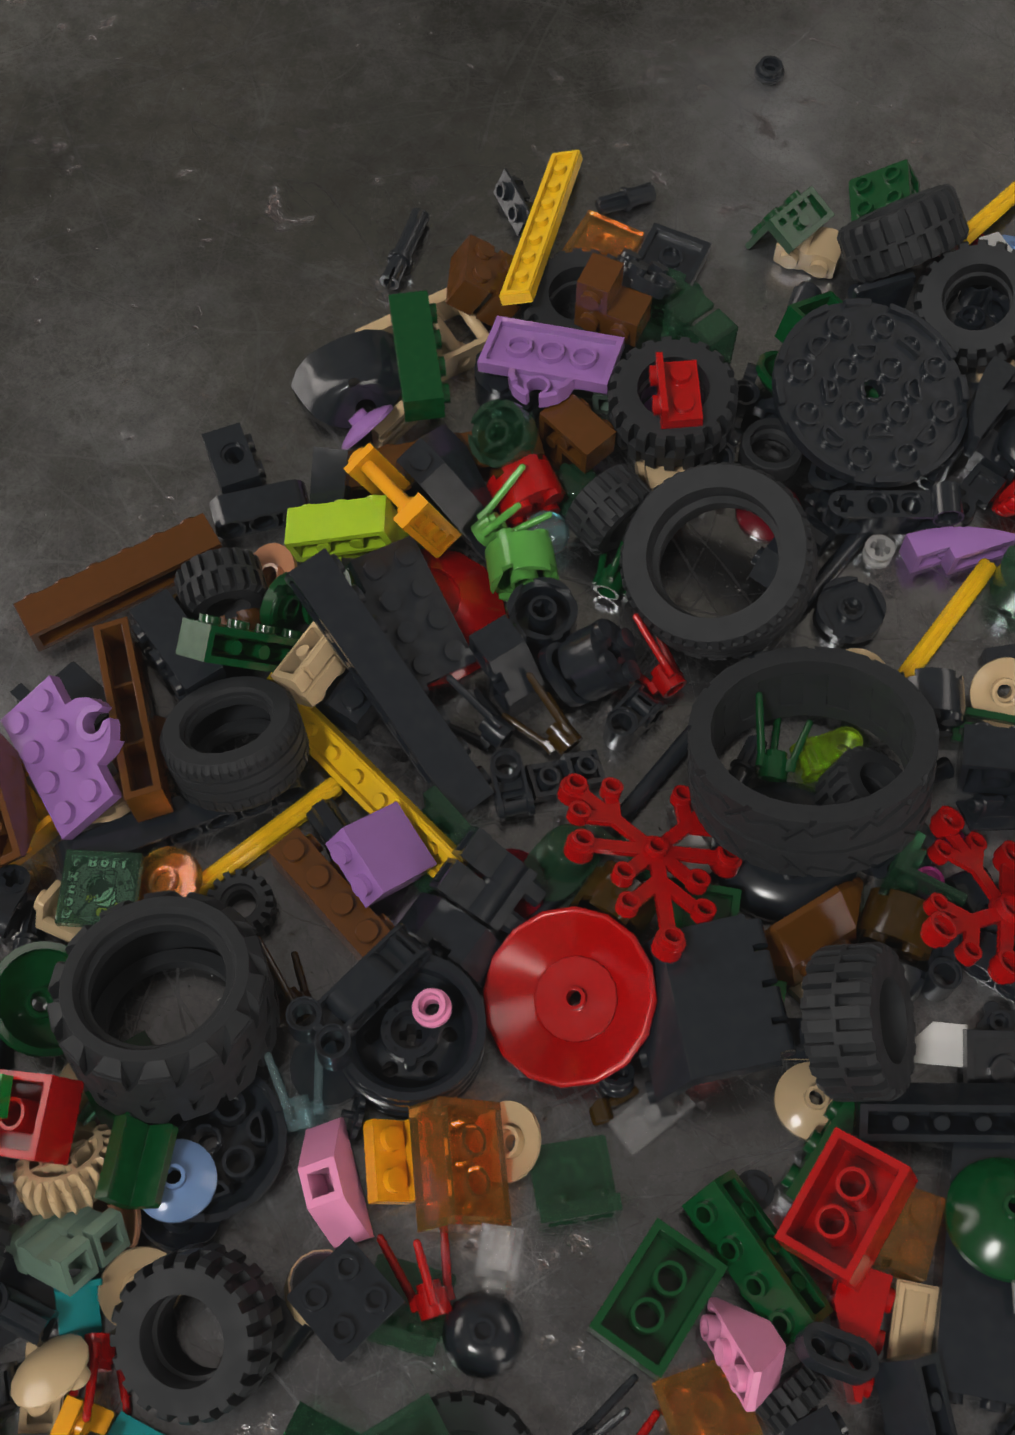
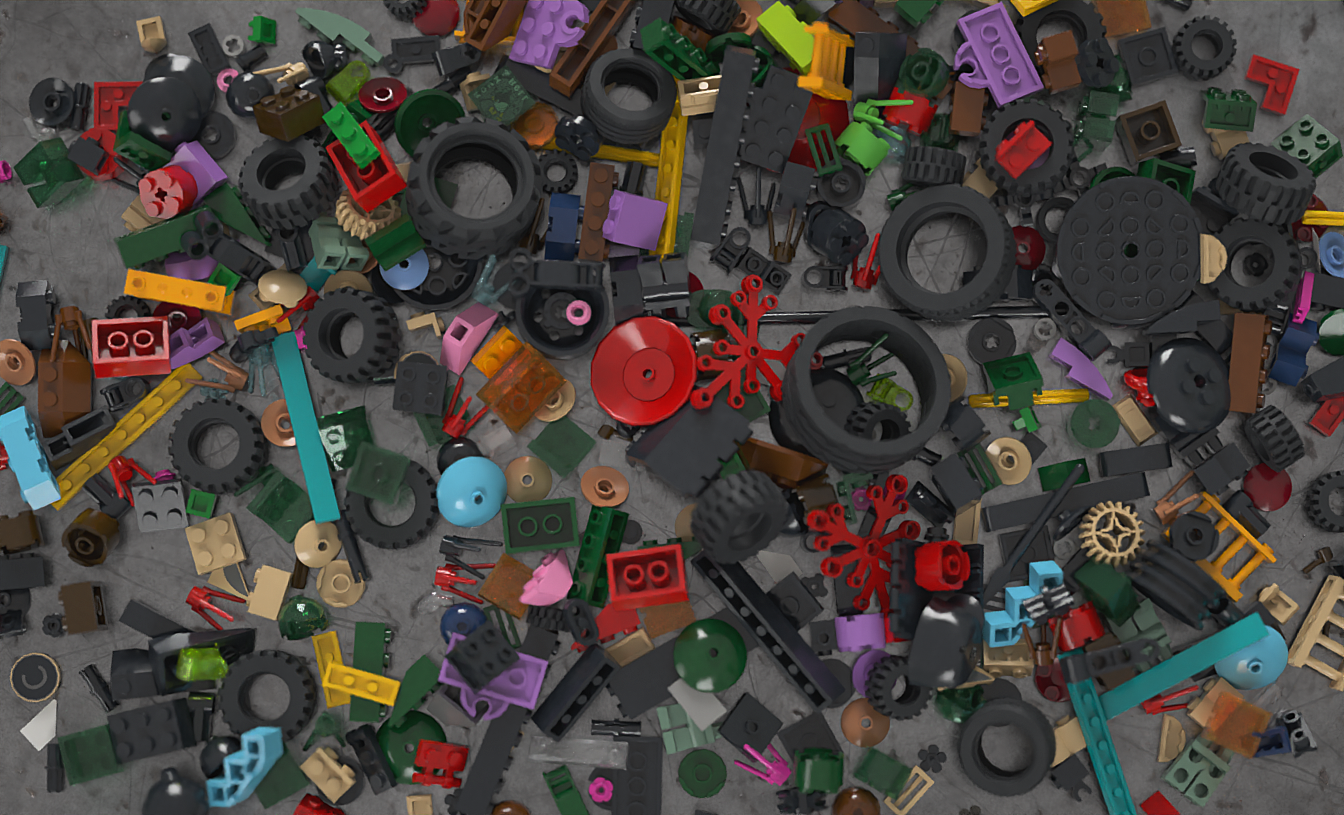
camera: 45 degrees right, 20 degrees up
(135, 1410) = (299, 333): none -> dark pink plate
(229, 854) = (583, 146): none -> black plate
(263, 1224) = (421, 321): none -> tan bracket
(309, 945) = (561, 236): none -> dark blue brick
(515, 606) = (829, 169): none -> dark green tile
(521, 1356) = (463, 483): none -> medium azure dish
(575, 1289) = (540, 484): none -> tan dish
(671, 1172) = (604, 479): none -> nougat dish
(711, 188) = (1214, 32): none -> black tyre
(754, 303) = (1148, 132): none -> dark brown brick
(788, 176) = (1279, 81): none -> red plate
(915, 609) = (1013, 377): none -> dark green panel
(945, 324) = (1212, 257): none -> tan tile
(972, 639) = (1028, 420): none -> green tile

